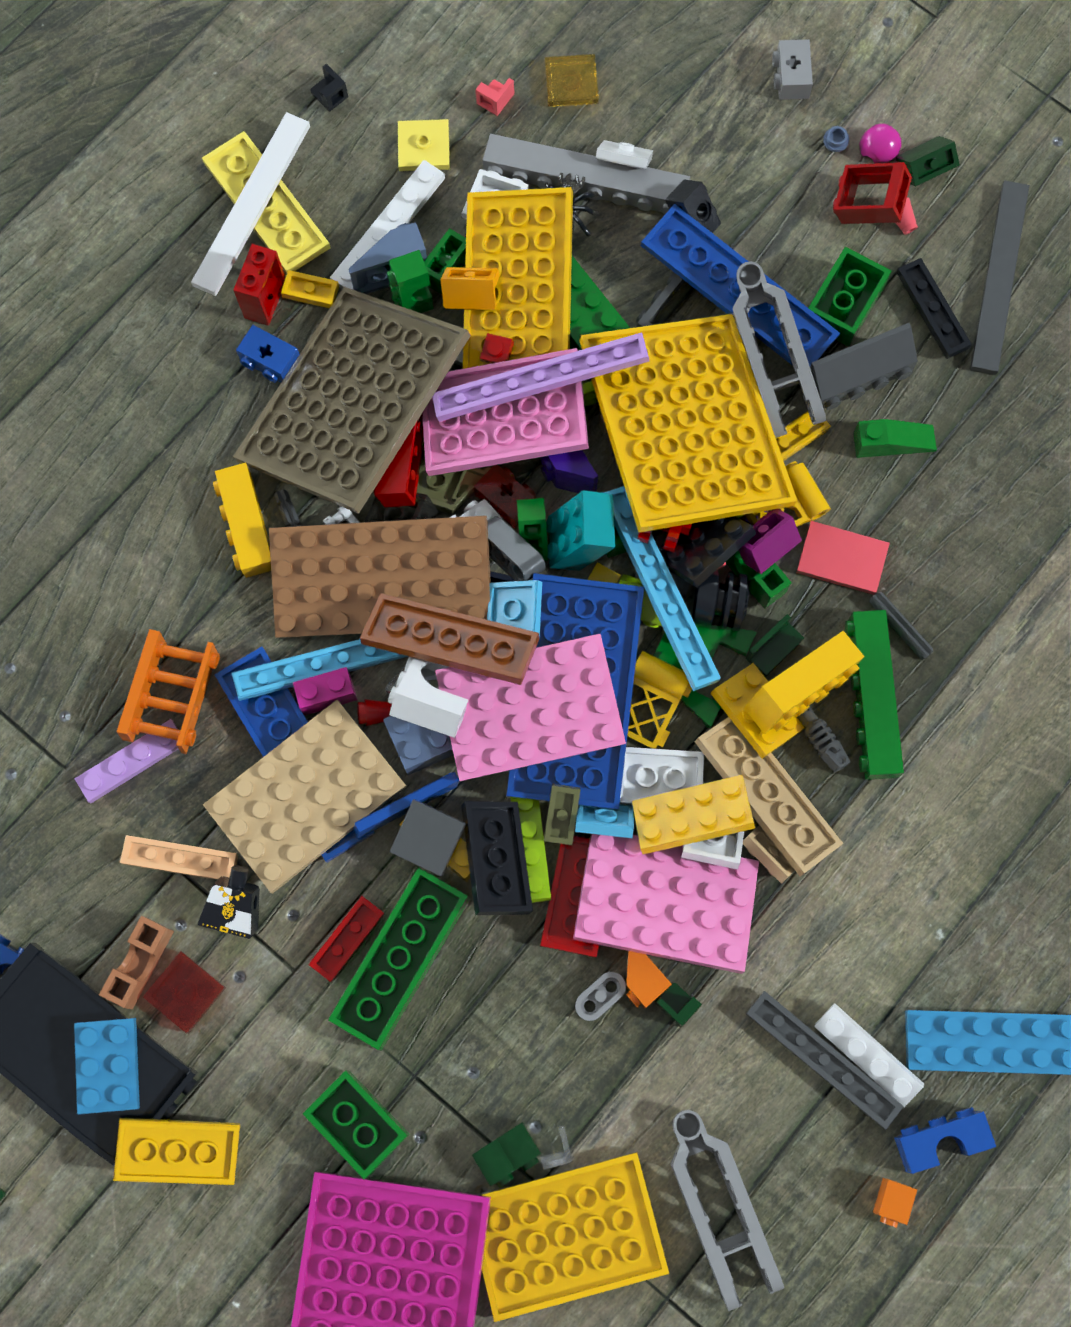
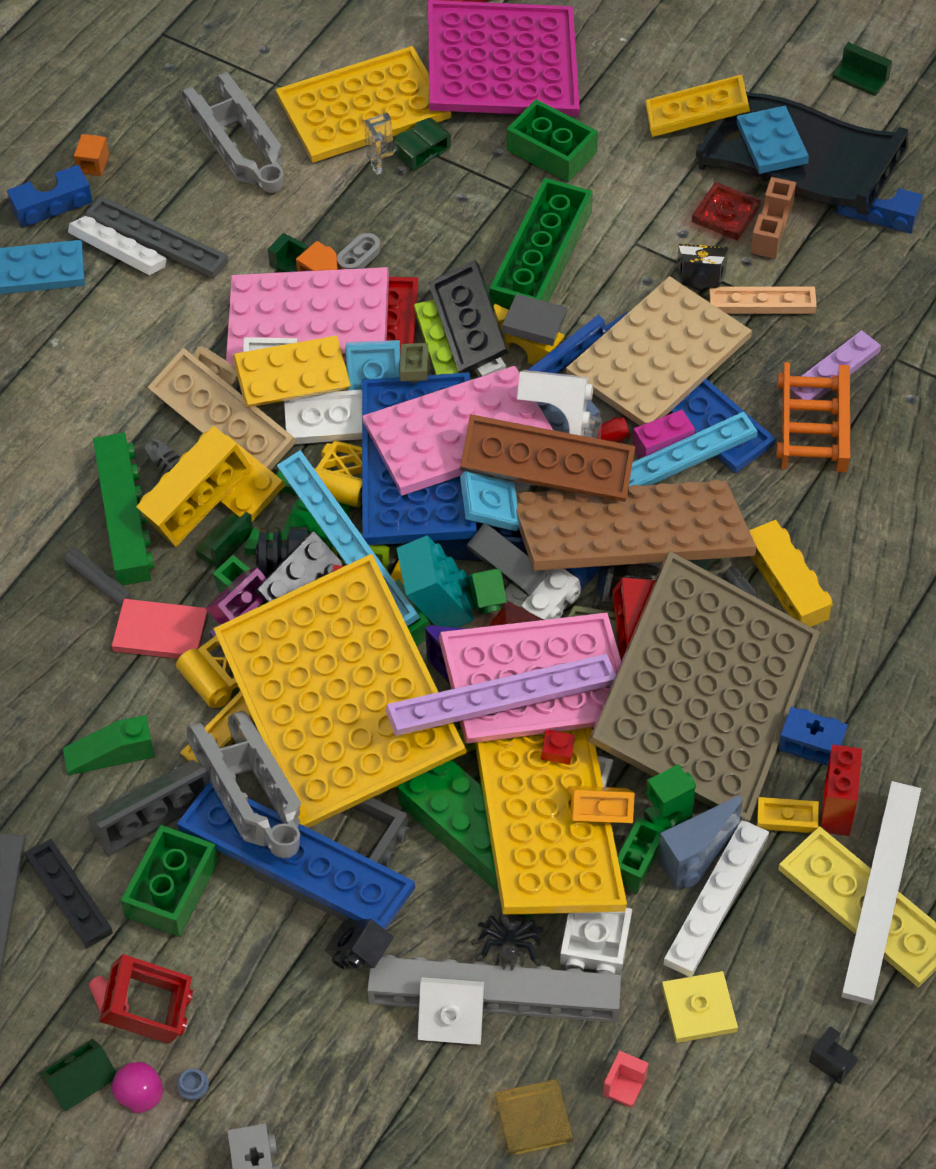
camera: 170 degrees right, 20 degrees down
(346, 939) = (593, 264): red plate -> none

